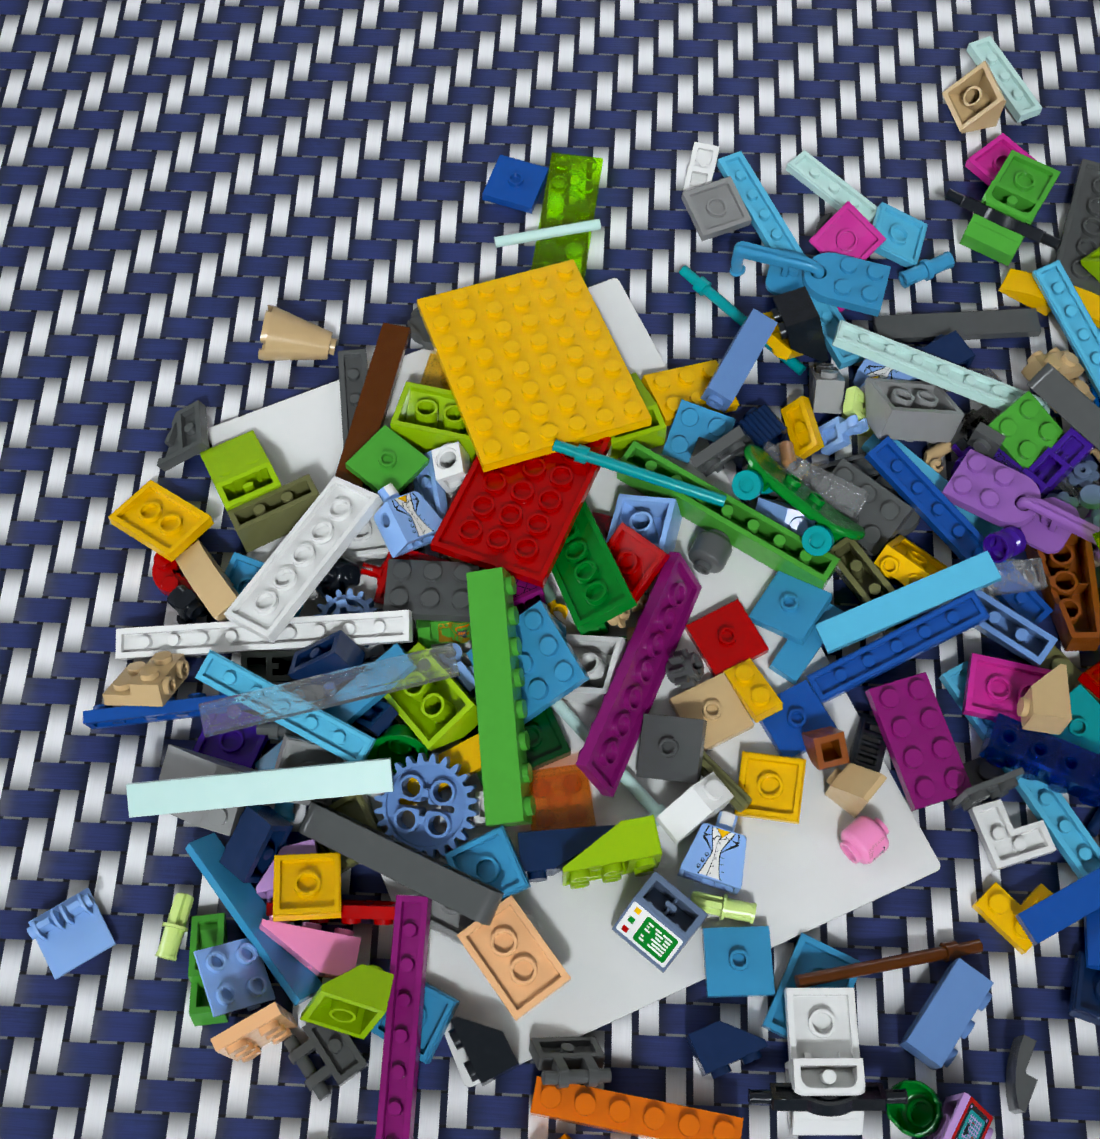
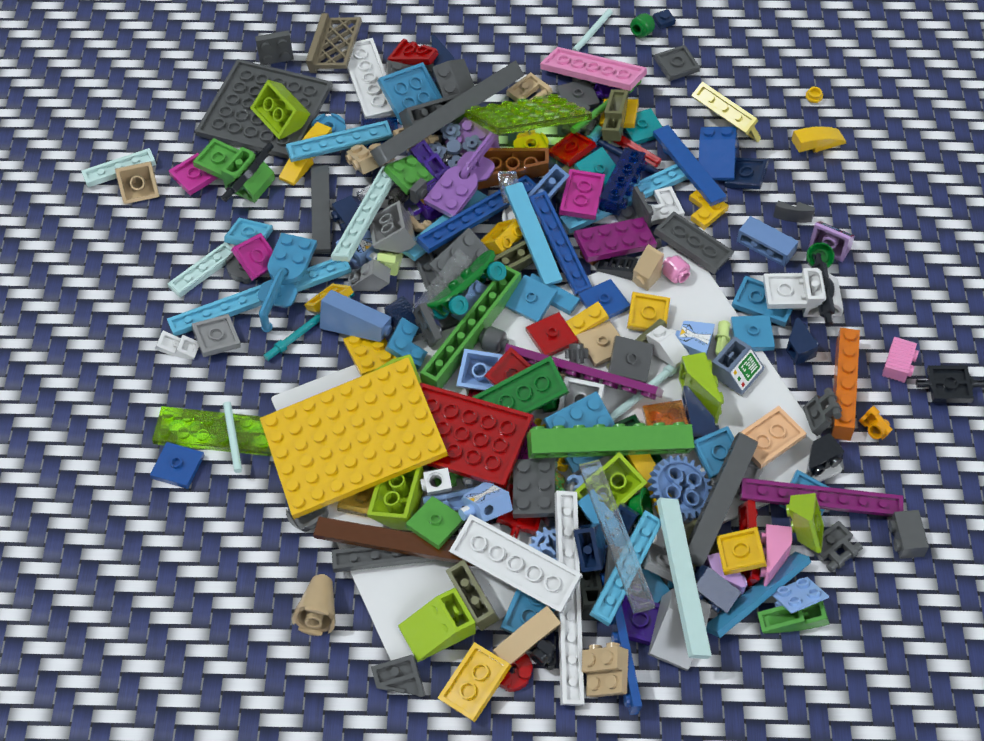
camera: 90 degrees left, 10 degrees down
(71, 933) = (781, 708): light blue hinge -> none
(175, 927) = (769, 642): yellowish green axle -> none
(249, 1035) = (835, 571): light nougat plate -> none
(583, 454) = (438, 393): teal bar -> none
(789, 461) = (433, 290): arm -> none
(800, 323) = (326, 278): black slope -> none
(802, 427) = (393, 291): yellow plate -> none
(826, 747) = (624, 281): dark orange brick -> none
(837, 432) = (404, 273): light blue plate -> none
(926, 269) = (276, 219): dark azure pin -> none
(927, 876) = (693, 242): none -> dark grey plate
(946, 951) = (732, 240): reddish brown bar -> none
(1005, 543) = (490, 187): dark purple wheel -> none
(1047, 703) = (593, 172): tan slope -> none

